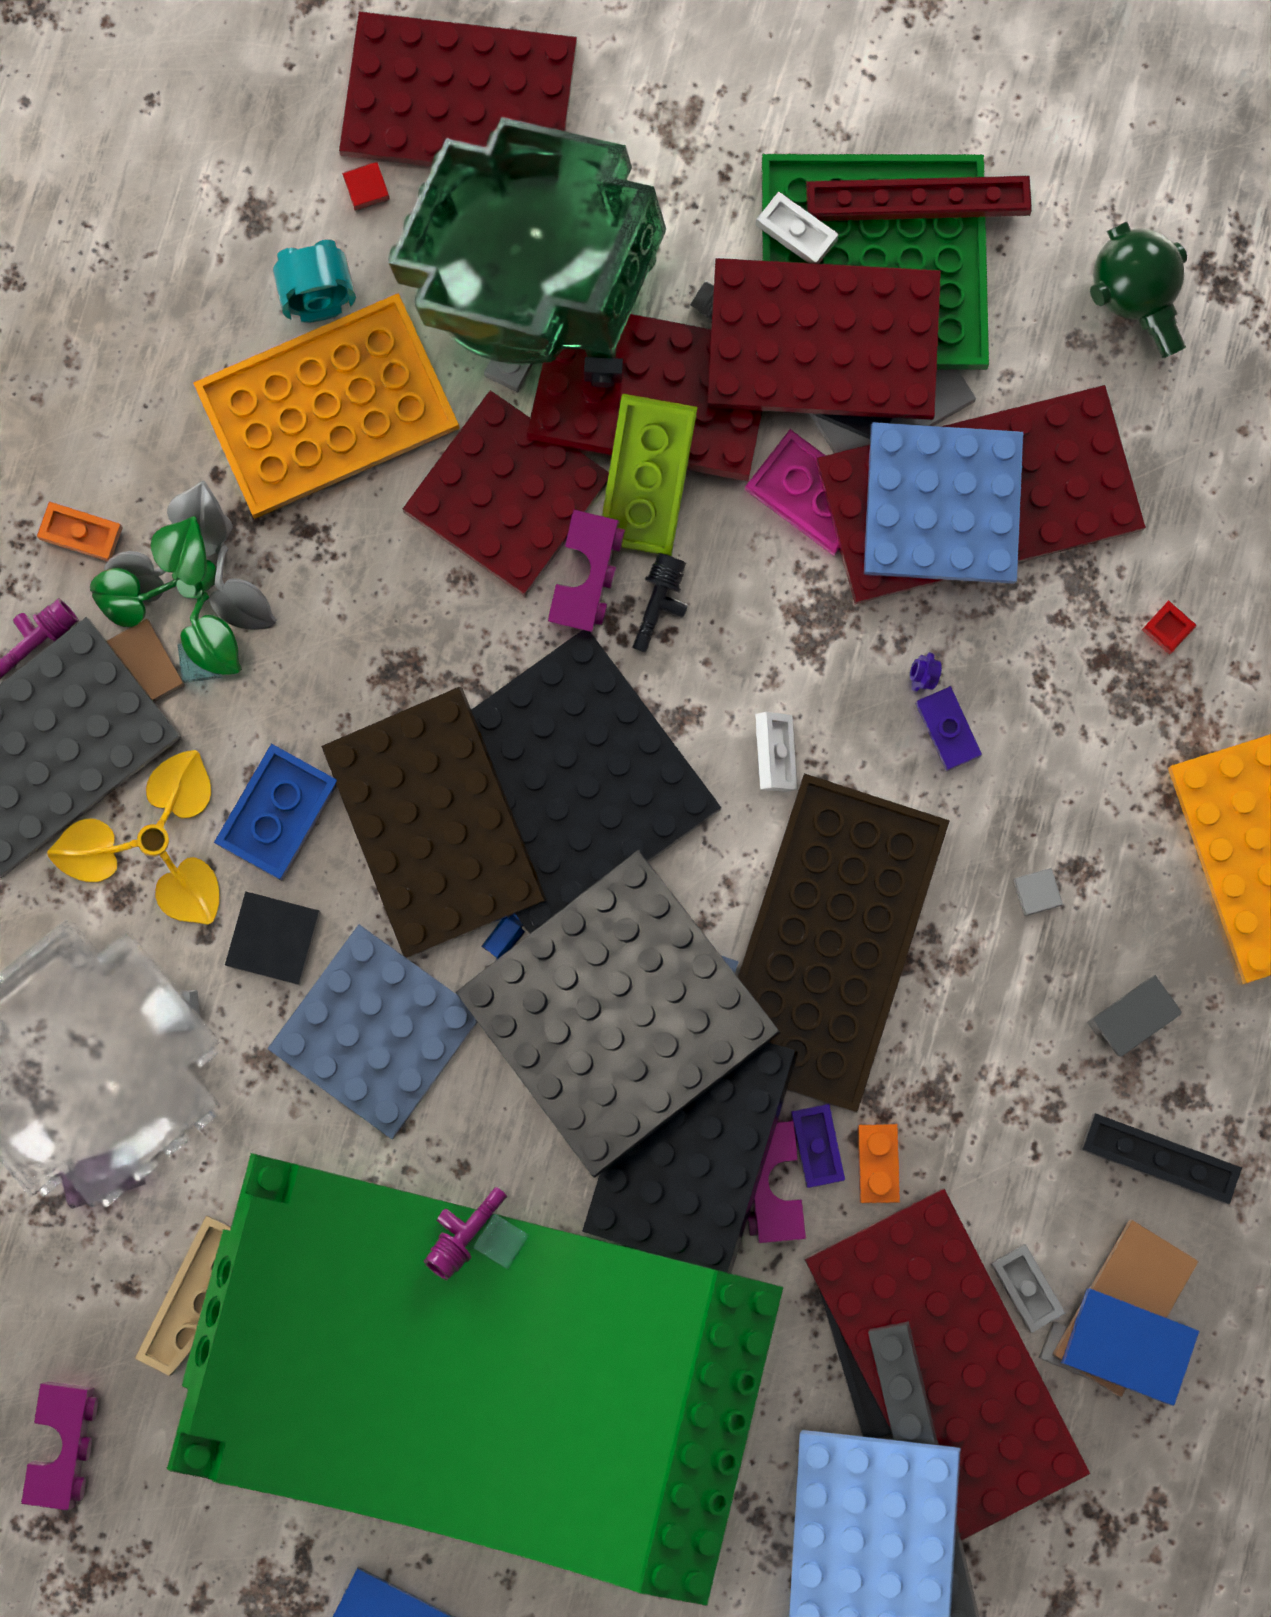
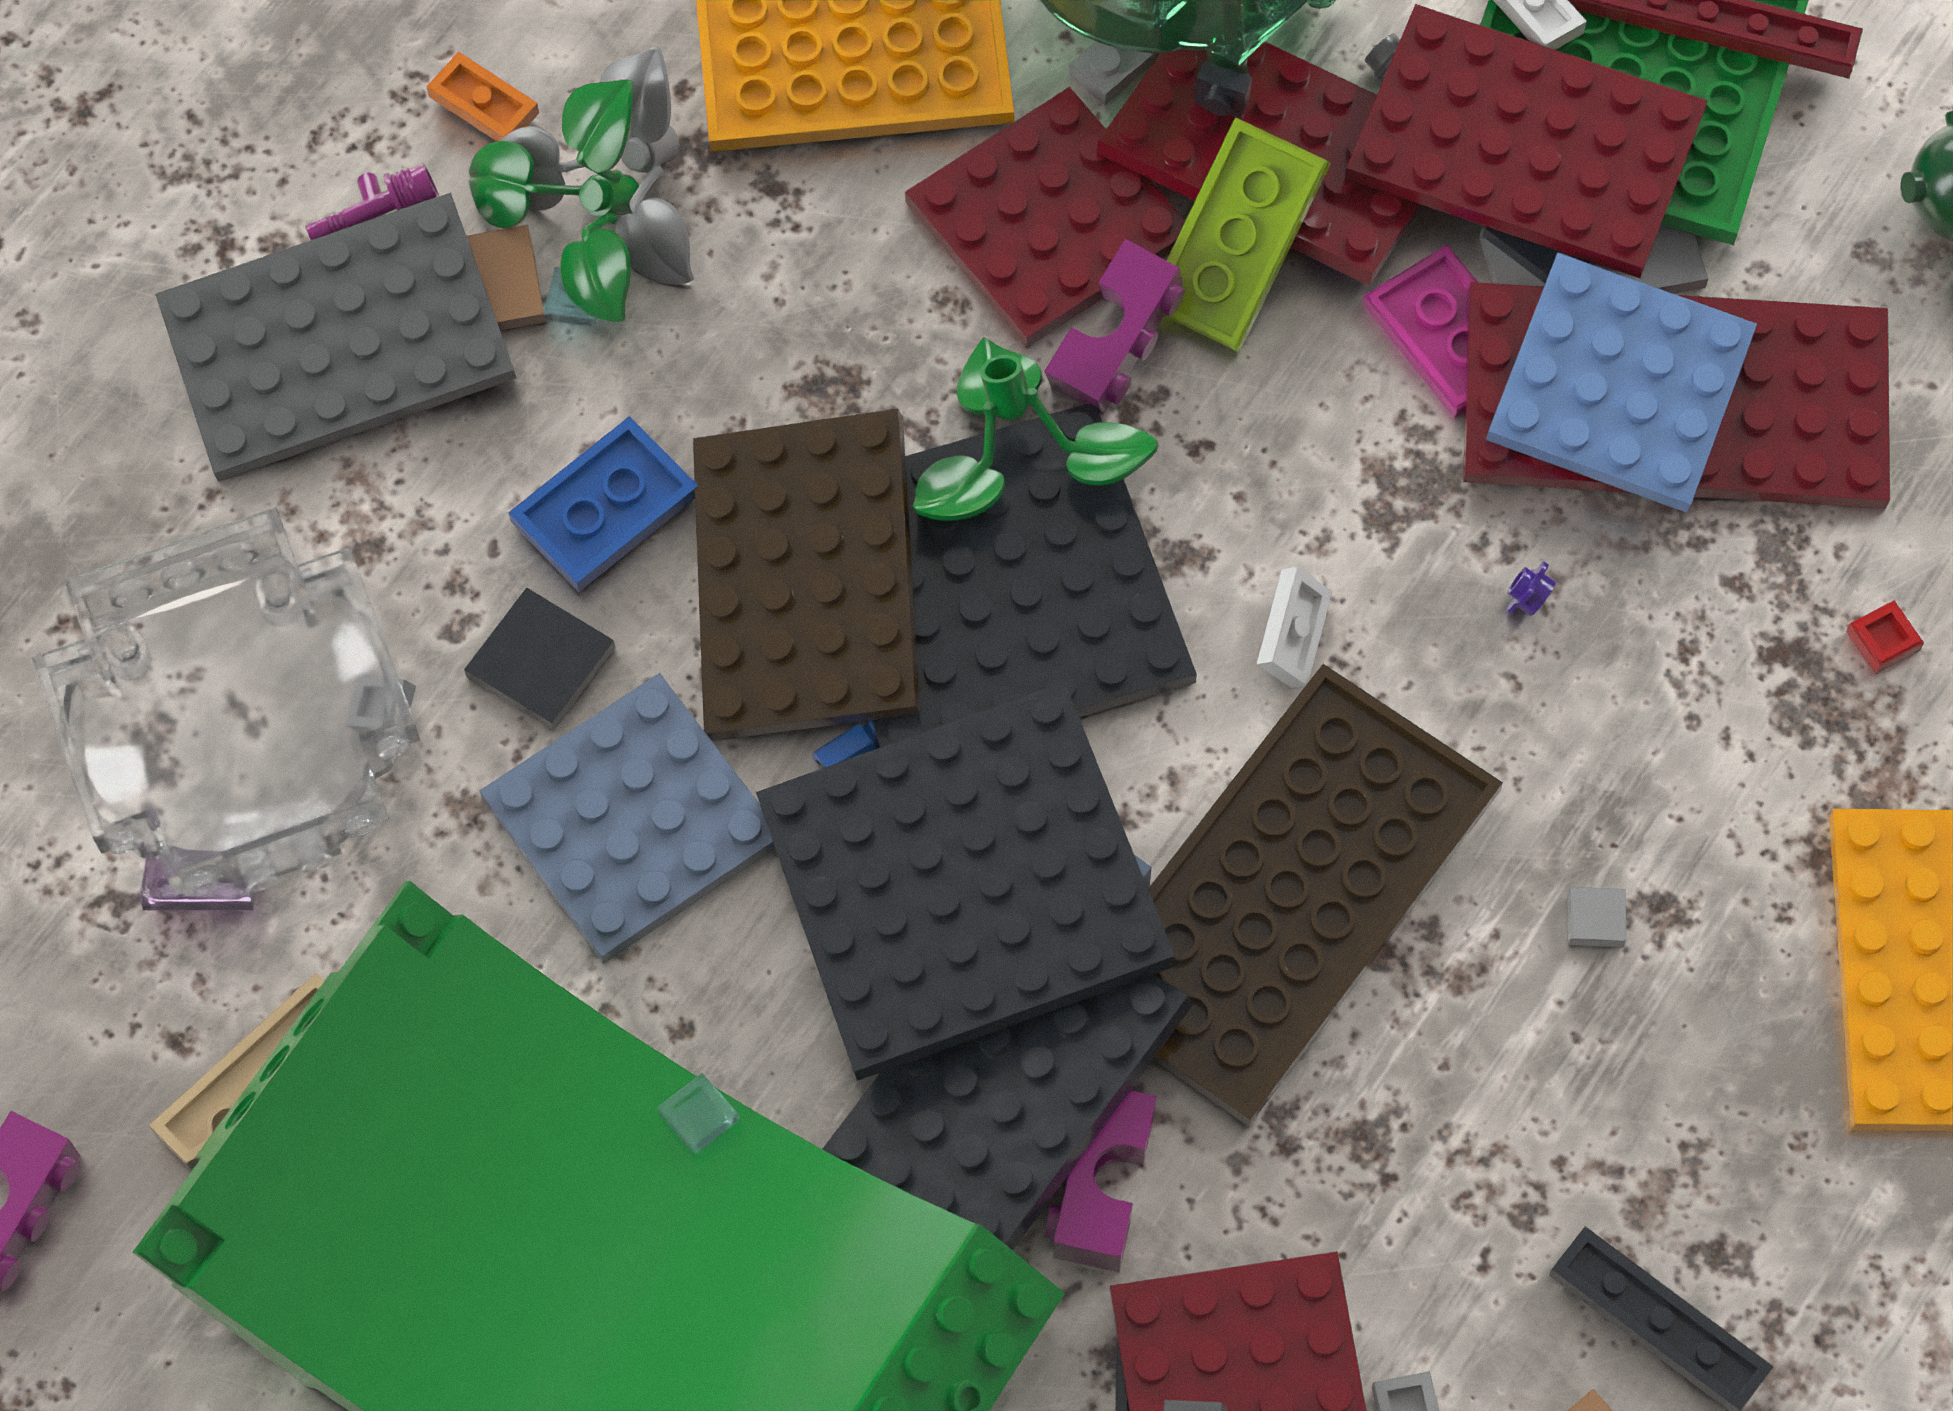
camera: 20 degrees right, 15 degrees down
(185, 893) = (445, 568): yellow plant -> none
(450, 1252) = (626, 1095): magenta piece -> none
(517, 636) = (1002, 386): none -> green plant
(666, 575) = (1220, 372): black piece -> none
(817, 1146) = (1180, 1149): dark purple plate -> none
(878, 1163) = (1257, 1203): orange plate -> none
(948, 728) = (1539, 672): dark purple plate -> none
(1136, 1016) = (1682, 1112): dark grey panel -> none

